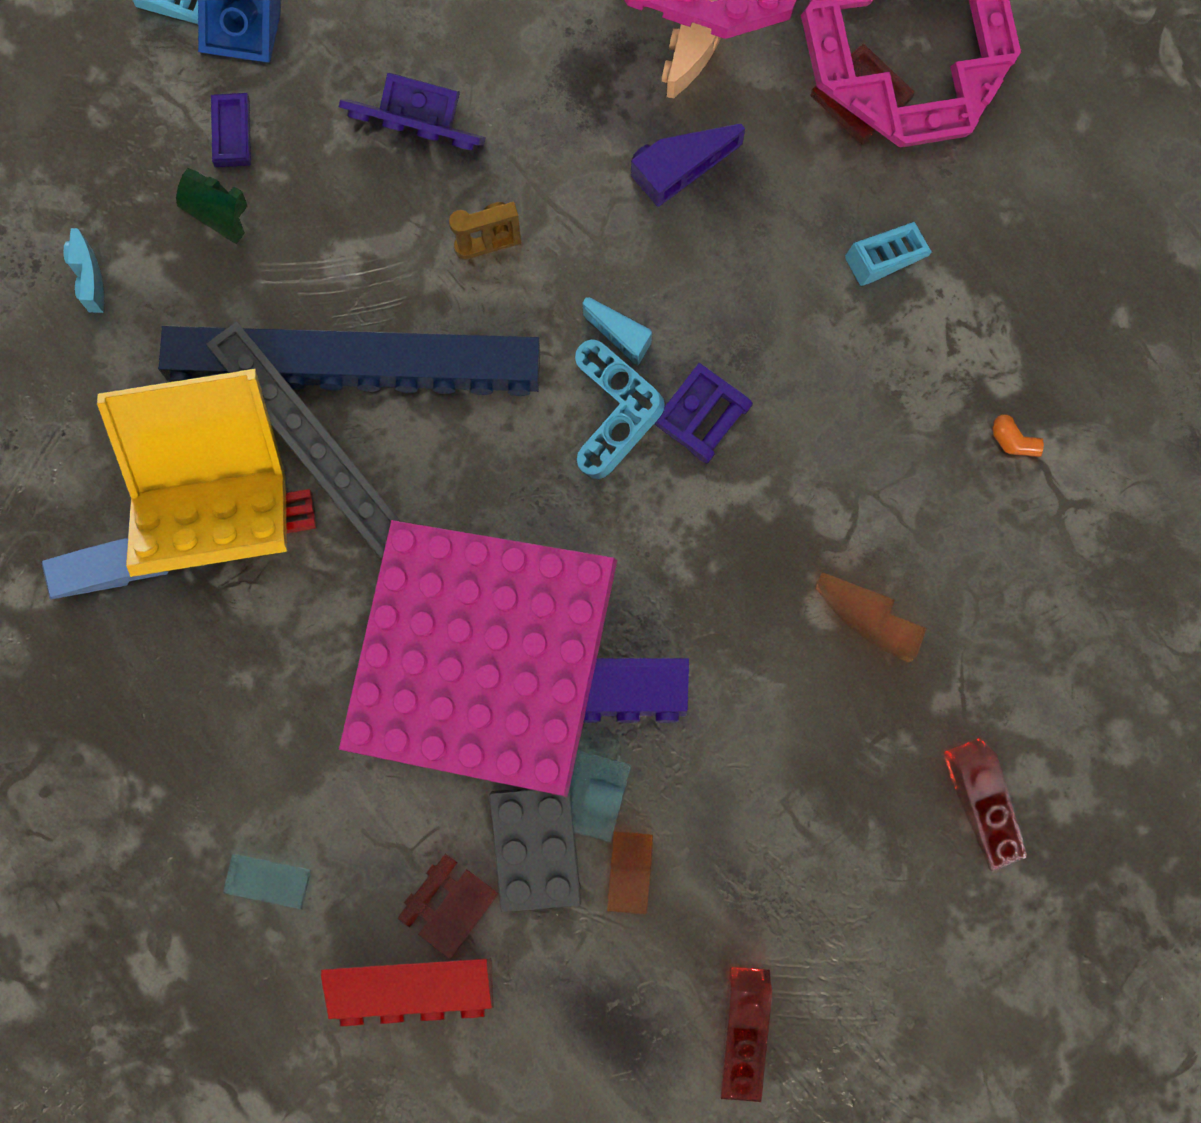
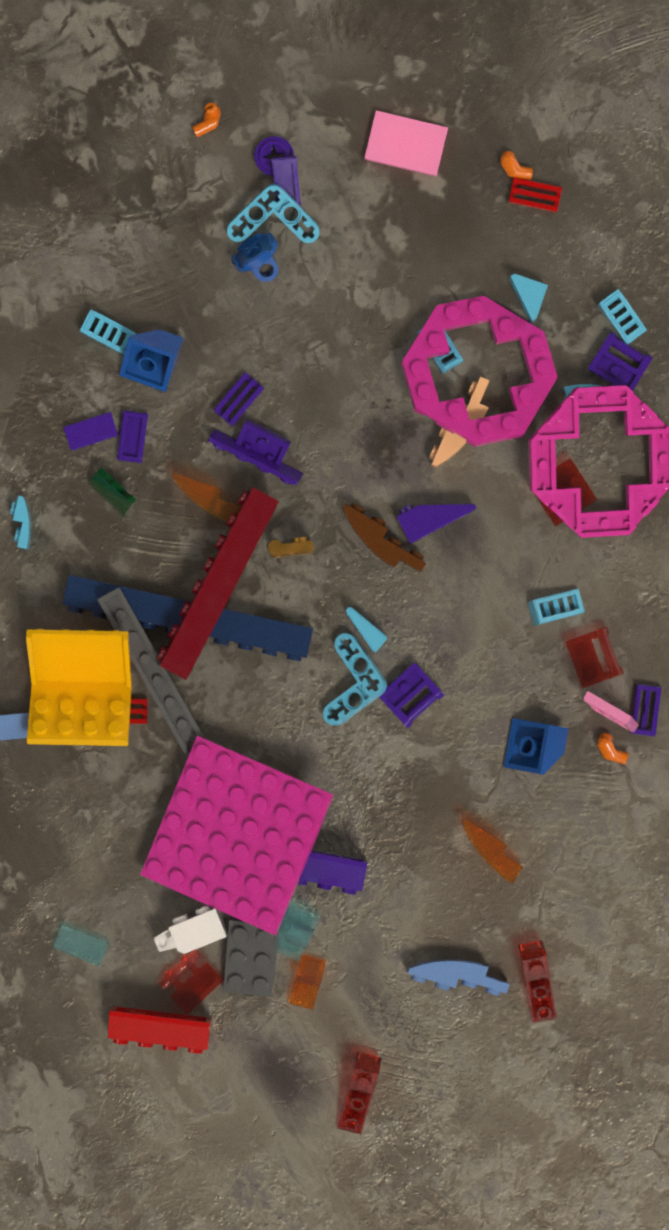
camera: 10 degrees right, 10 degrees up
(169, 132) = (91, 431): none -> dark purple tile
(353, 190) = (206, 497): none -> clear orange slope
(383, 293) = (217, 583): none -> dark red brick
(389, 28) = (245, 377): none -> dark purple tile
(435, 822) = (193, 931): none -> white hinge
(602, 199) = (372, 535): none -> reddish brown slope
(847, 813) = (448, 971): none -> medium blue slope
(902, 448) = (534, 746): none -> blue slope
(951, 318) = (586, 660): none -> clear red plate
(1009, 368) = (610, 712): none -> bright pink tile
(1054, 404) = (648, 689): none -> dark purple tile

